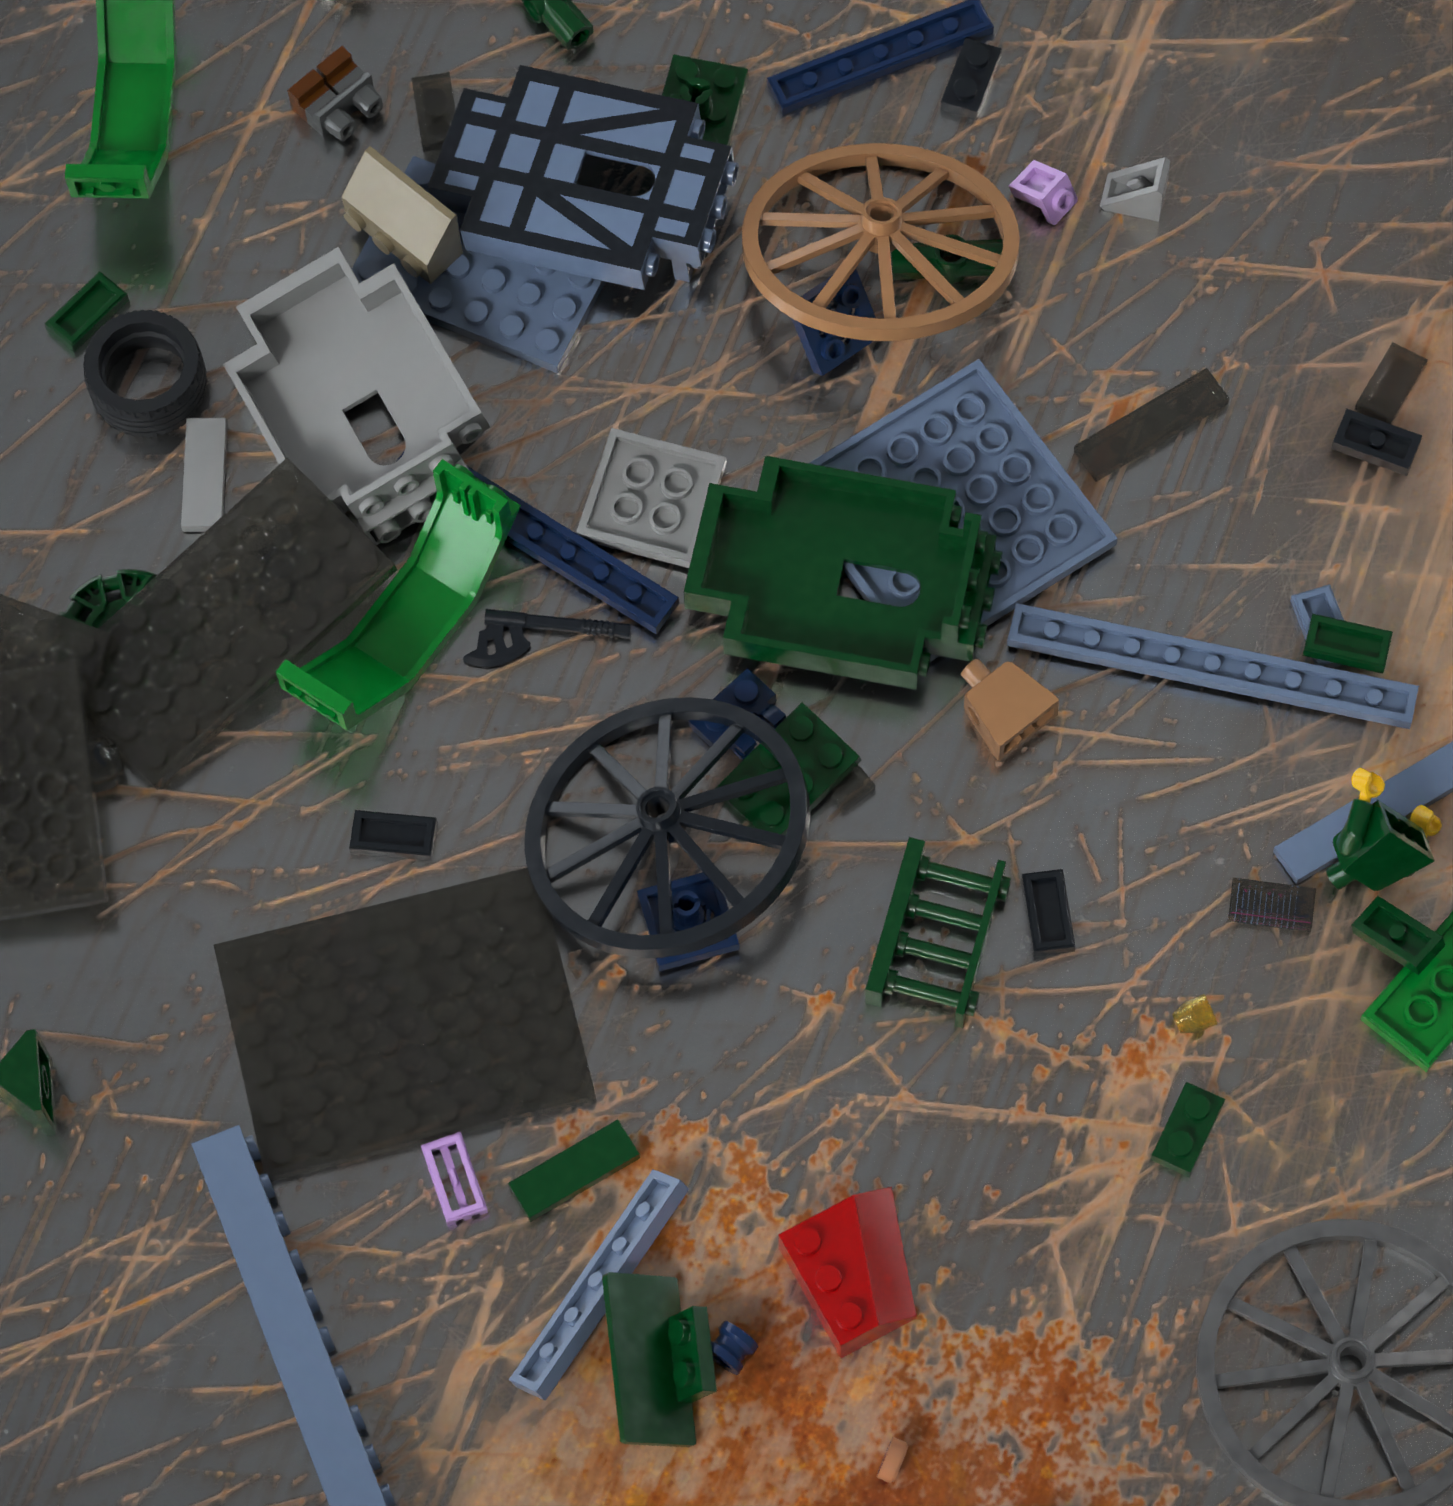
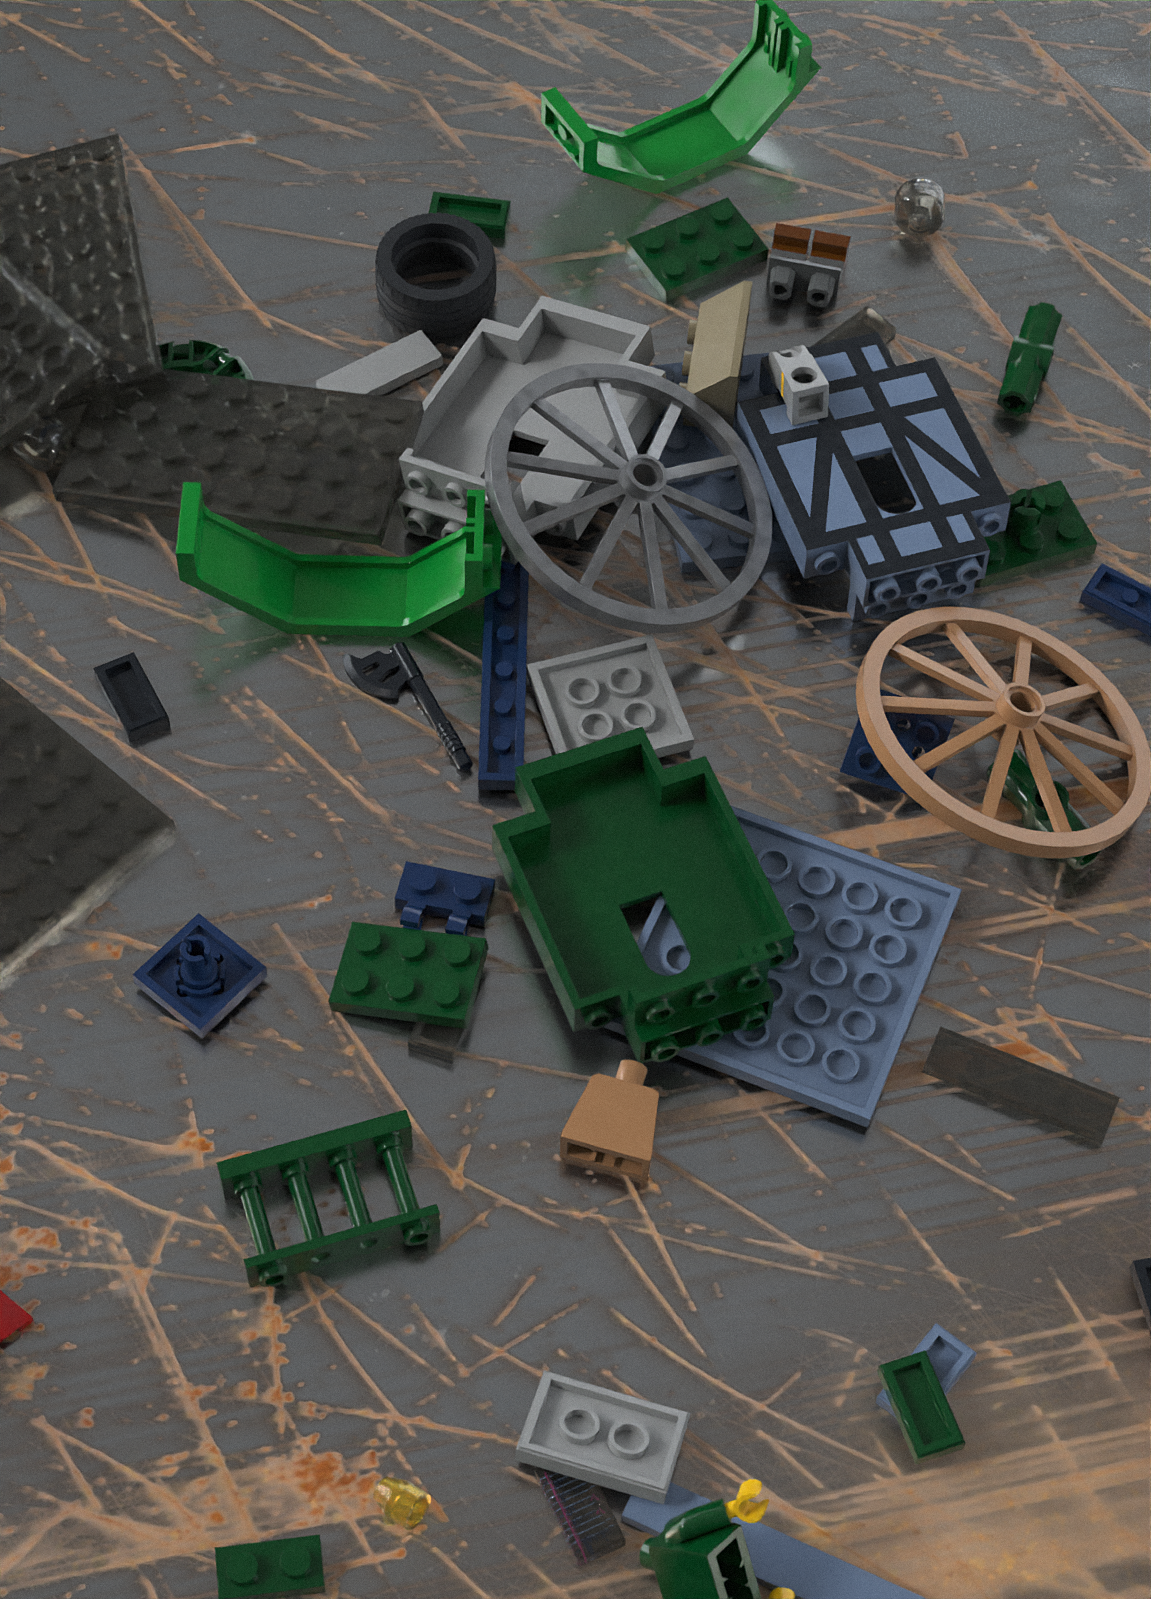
camera: 50 degrees right, 10 degrees down
(252, 164) = (696, 249): none -> dark green plate
(483, 175) = (800, 384): none -> light grey leg
(503, 352) = (635, 488): none -> flat silver wheel
(668, 827) = (272, 881): black wheel -> none
(1048, 912) = (424, 1293): black tile -> none
(1213, 666) = (805, 1302): sand blue plate -> none
(1235, 857) = (602, 1437): none -> light grey tile

